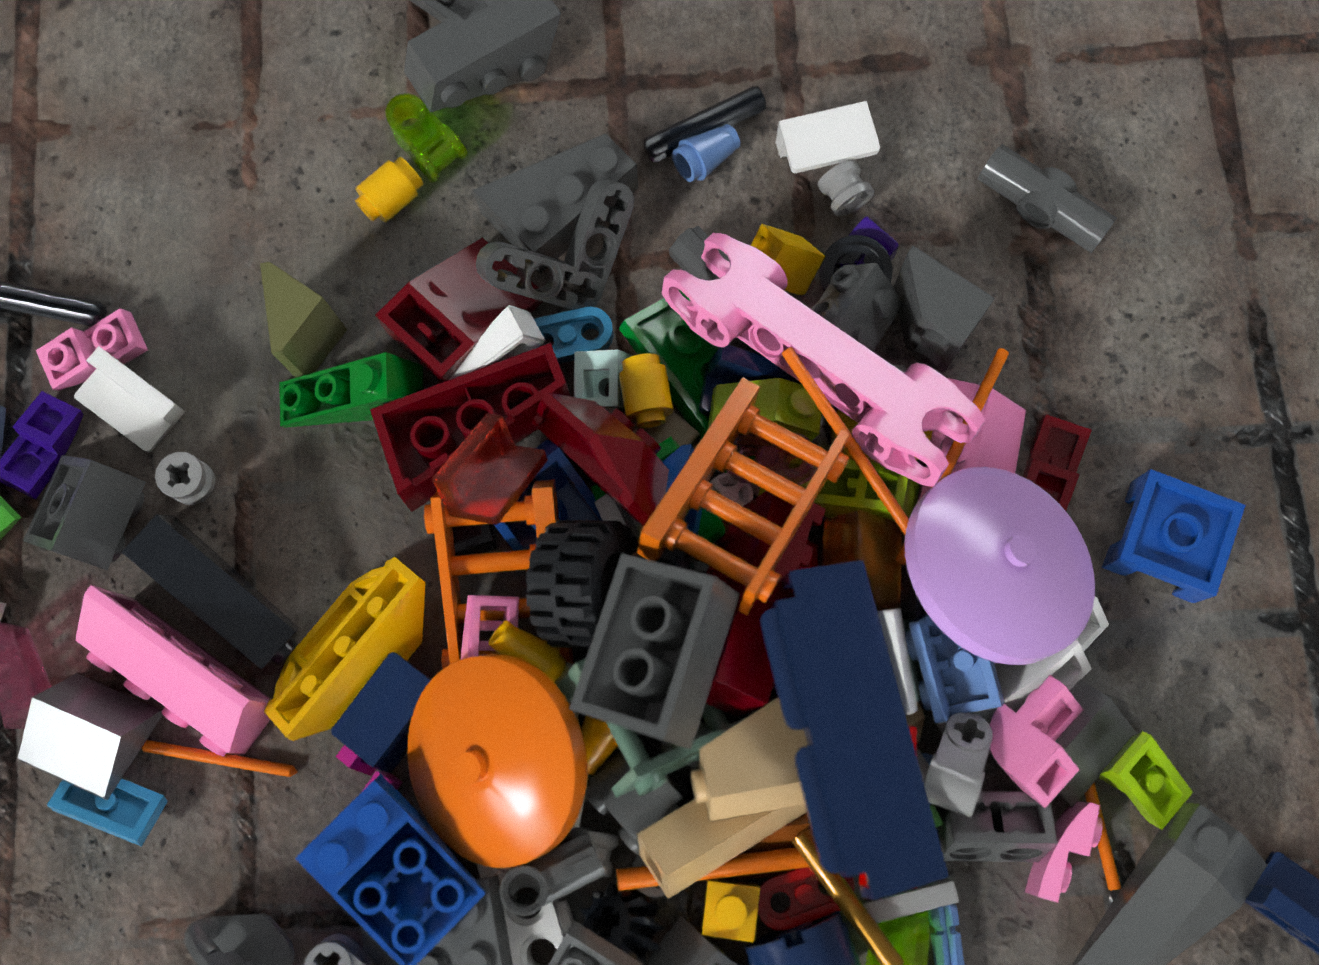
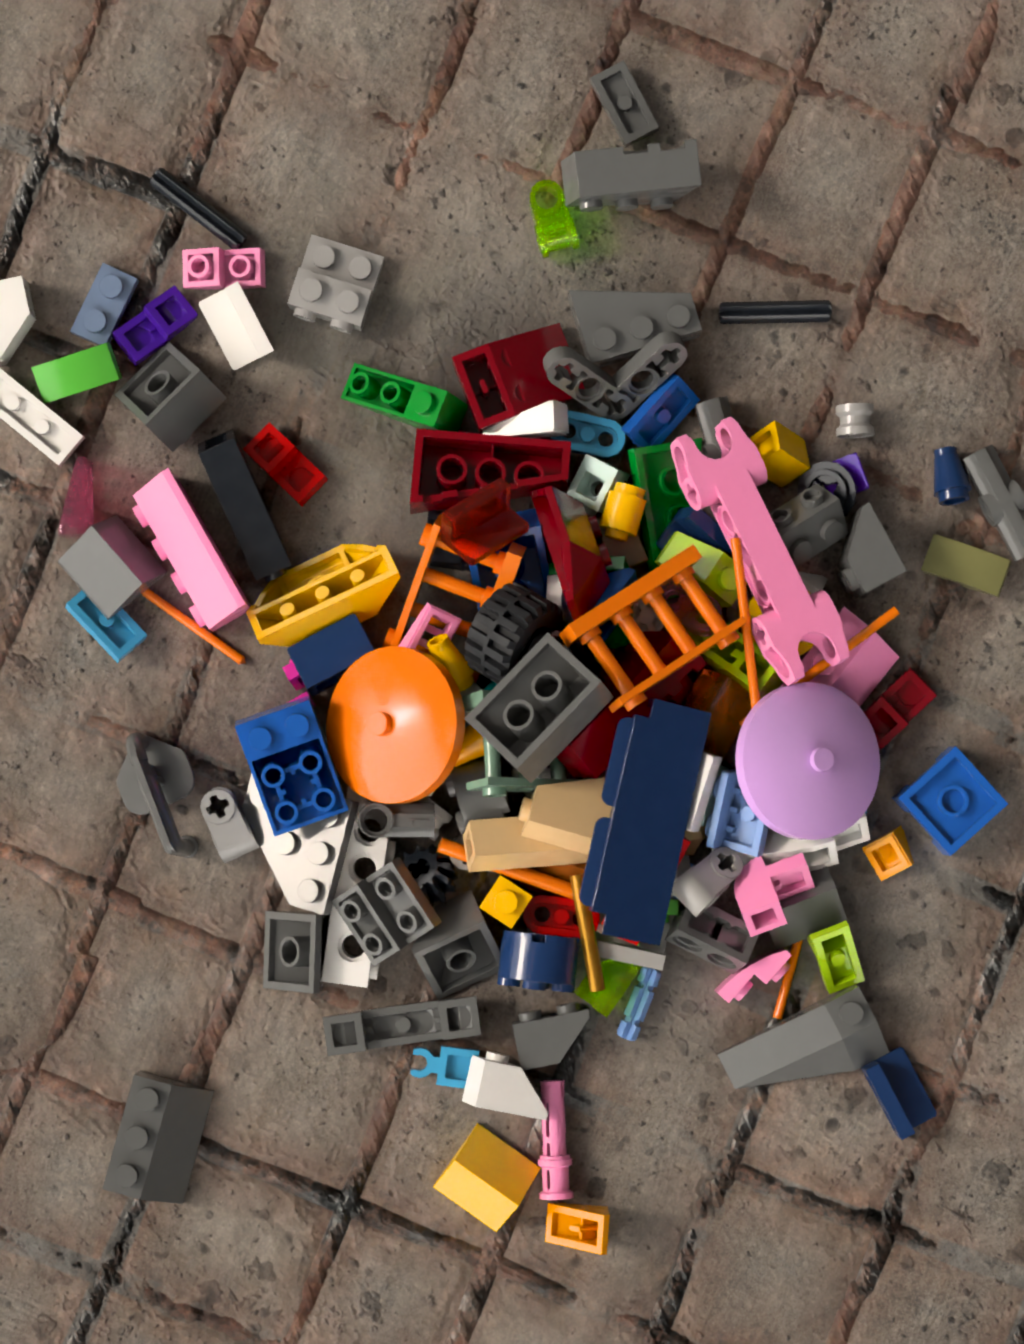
camera: 15 degrees right, 10 degrees up
(194, 485) = (260, 412): light grey wheel -> none
(218, 311) = (335, 284): none -> light grey plate
(247, 525) = (285, 464): none -> red slope
(299, 322) = (394, 330): olive slope -> none
(388, 190) = (504, 249): yellow brick -> none
(635, 273) = (661, 412): none -> blue plate
(704, 152) = (762, 337): medium blue cone -> none
(827, 137) = (860, 376): white panel -> none
(978, 201) = (950, 478): none -> dark blue cone
(1044, 278) = (966, 565): none -> olive slope
(1136, 631) = (889, 853): none -> light orange slope

